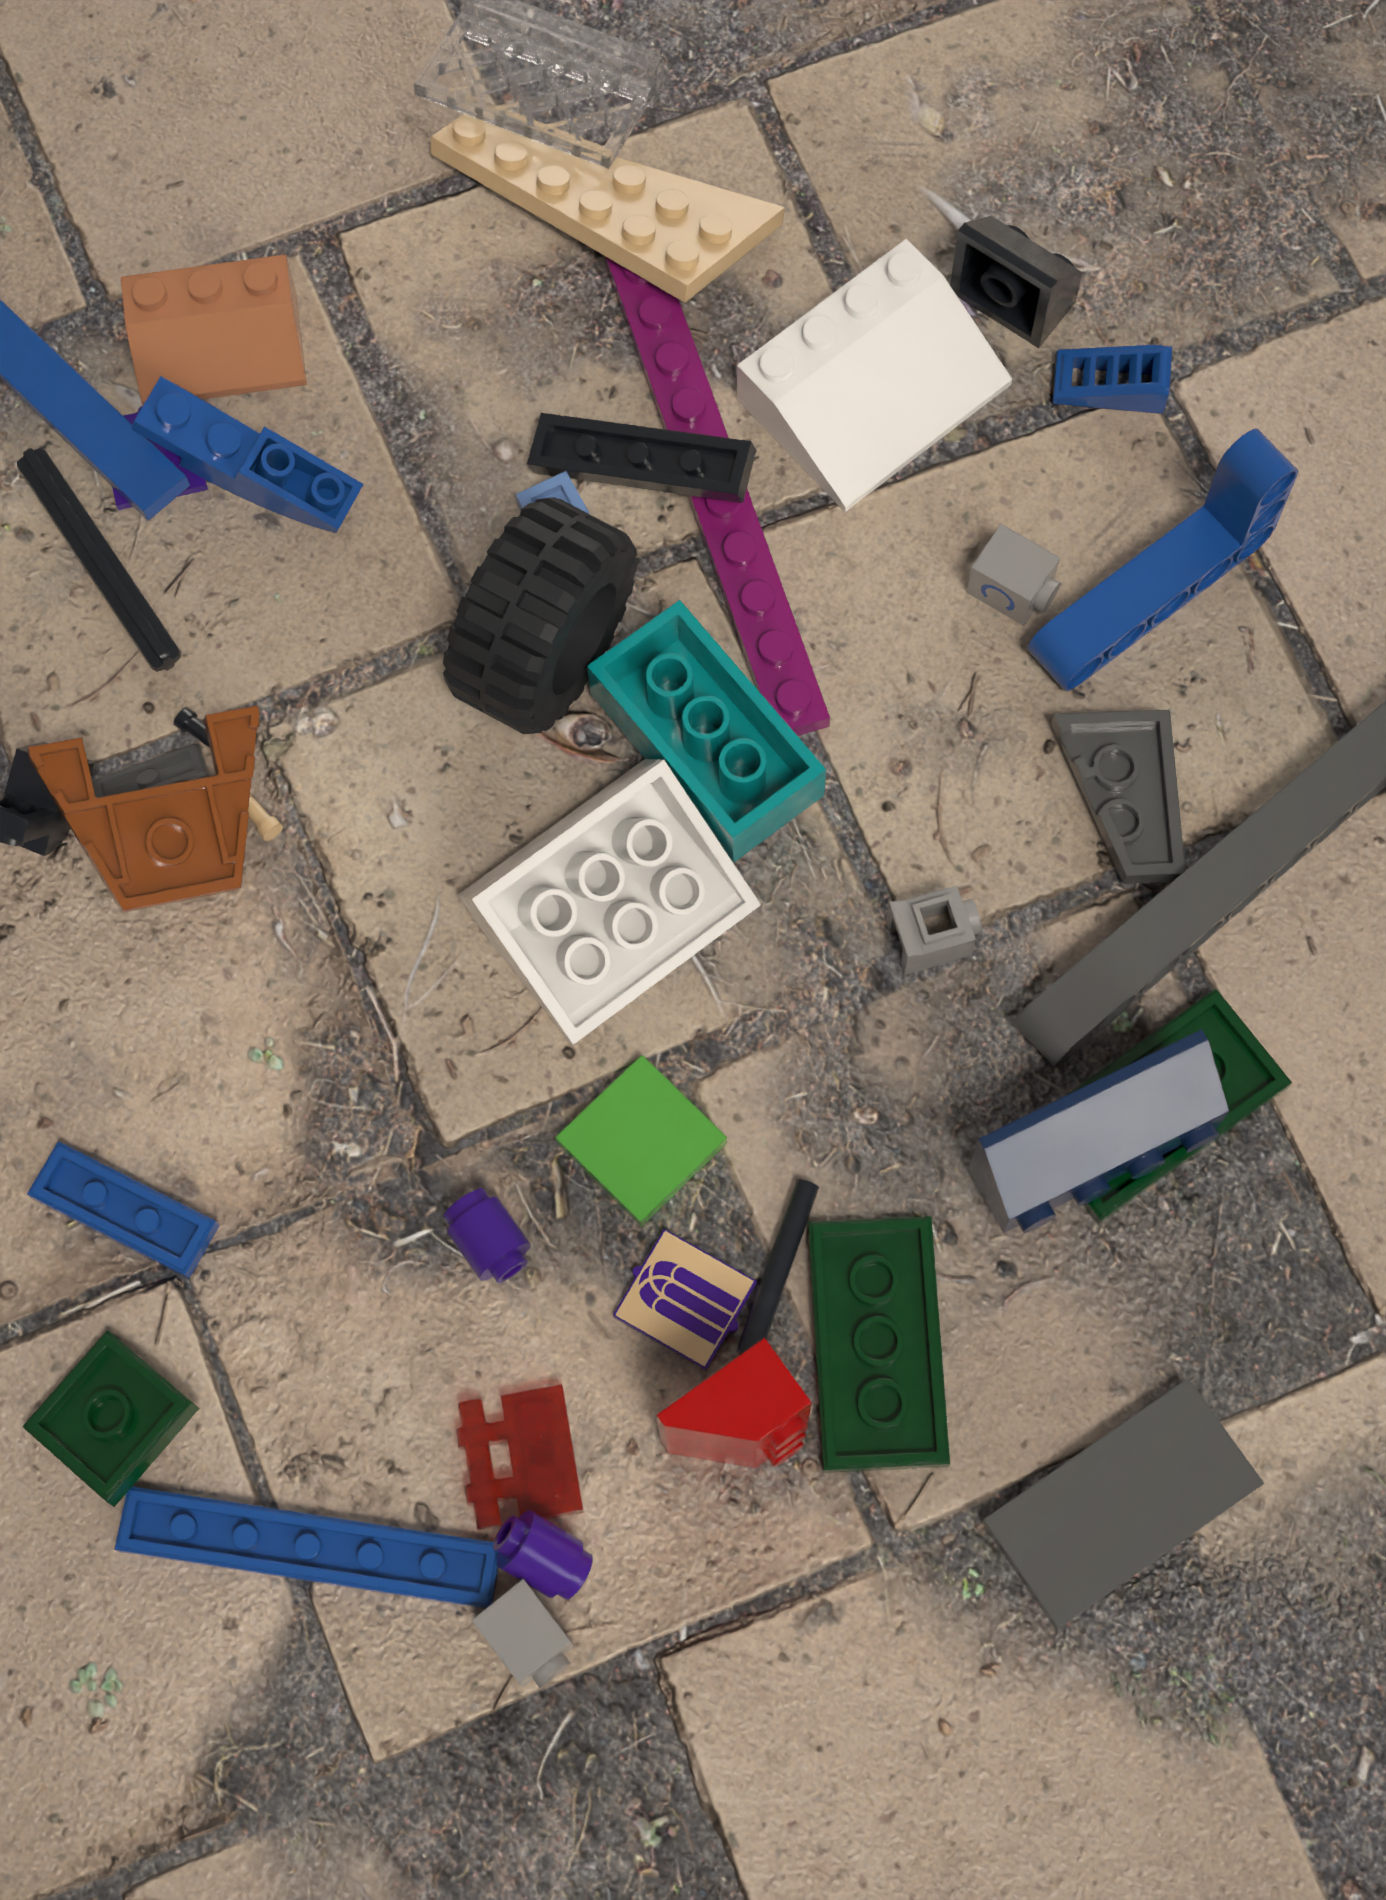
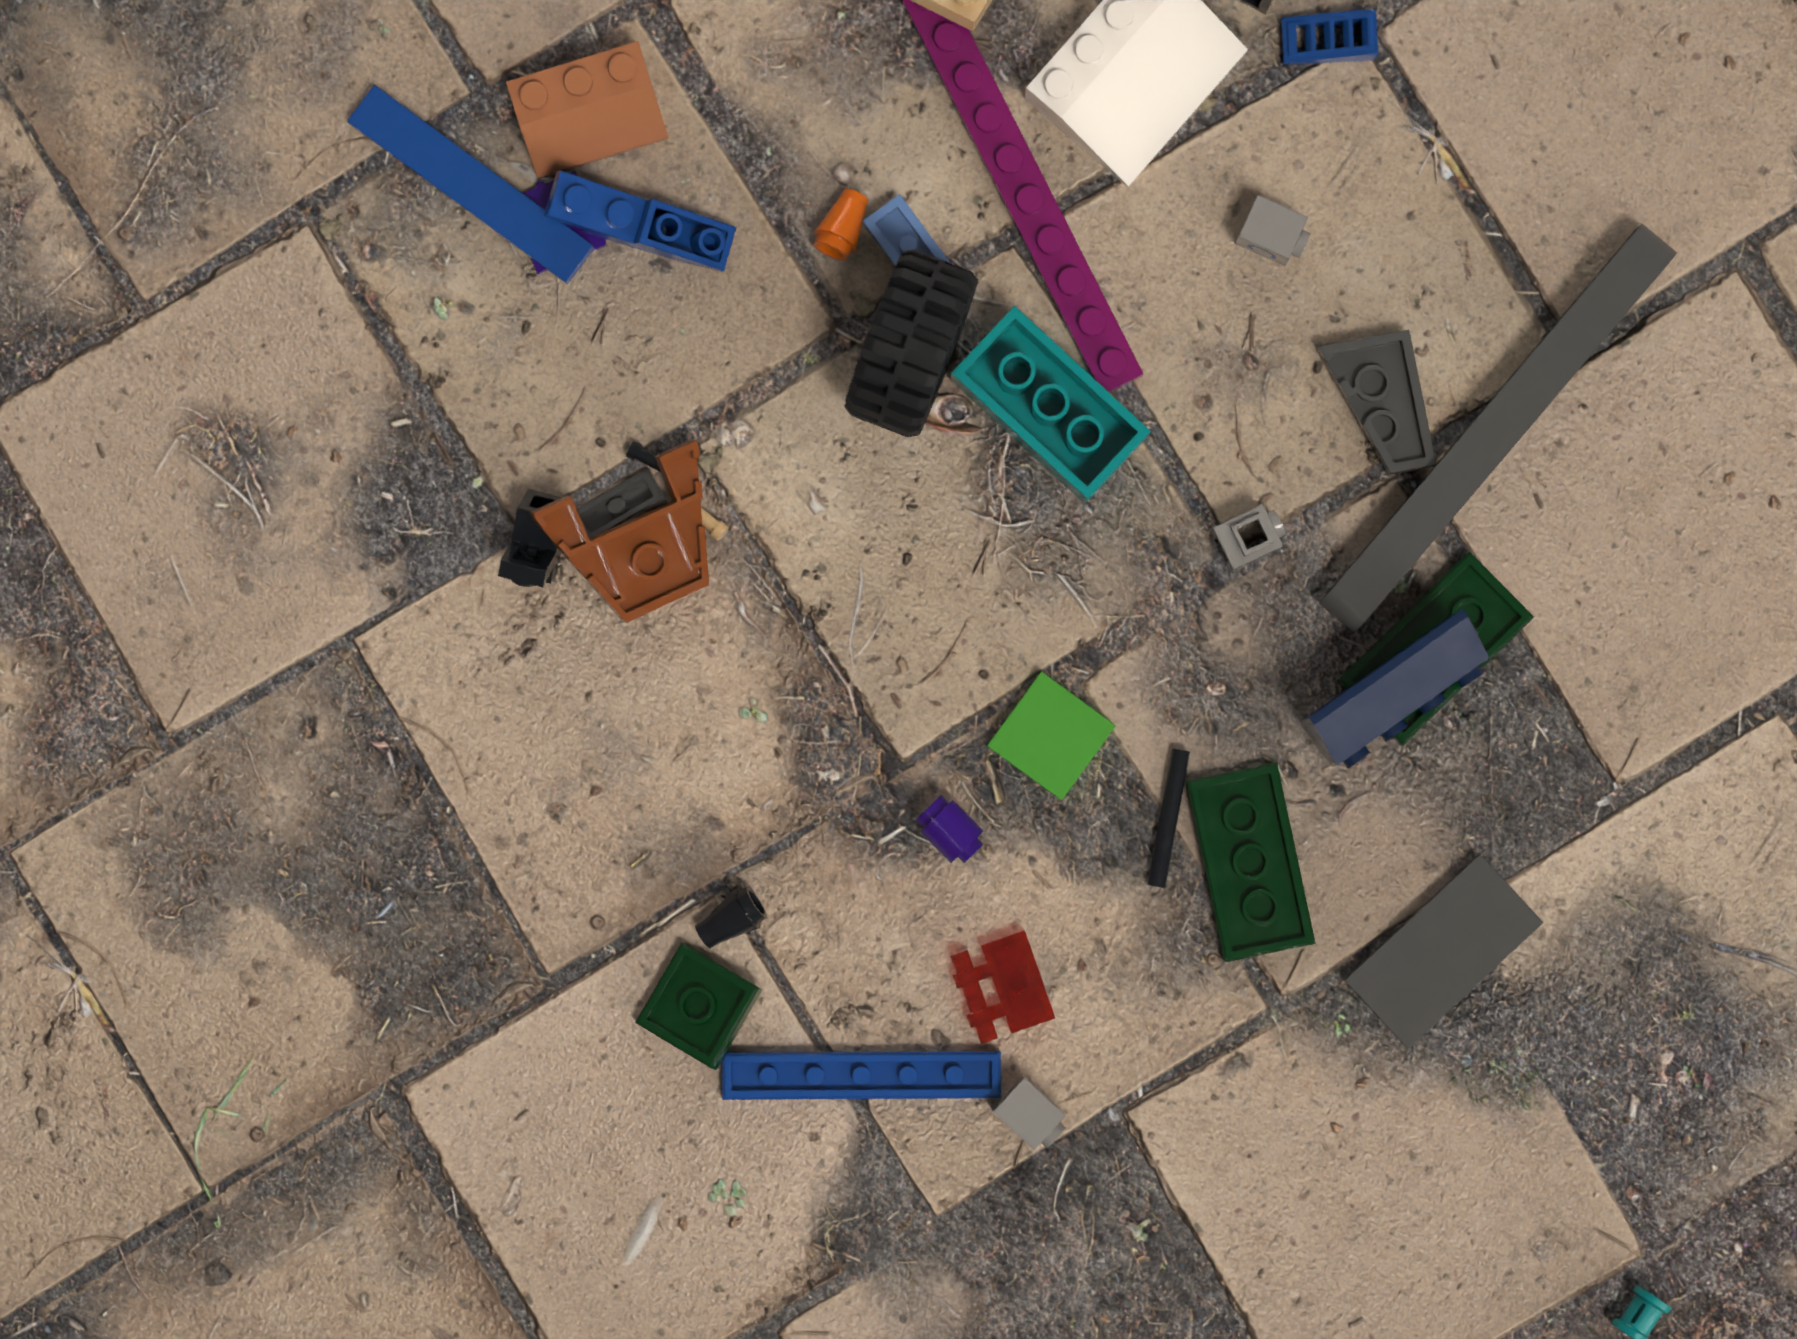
camera: 10 degrees left, 15 degrees up
(99, 560) = (534, 323): black axle -> none
(123, 1210) = (671, 849): blue tile -> none
(181, 1307) = (733, 917): none -> black cone
(488, 501) = (842, 225): none -> orange cone
(542, 1555) = (1033, 1057): dark purple brick -> none
(610, 899) = (996, 550): white slope -> none
(642, 457) = (959, 175): black plate -> none
(685, 1299) = (1103, 851): piece -> none
(740, 1413) = (1165, 939): red slope -> none
(1229, 527) = (1390, 214): blue beam -> none

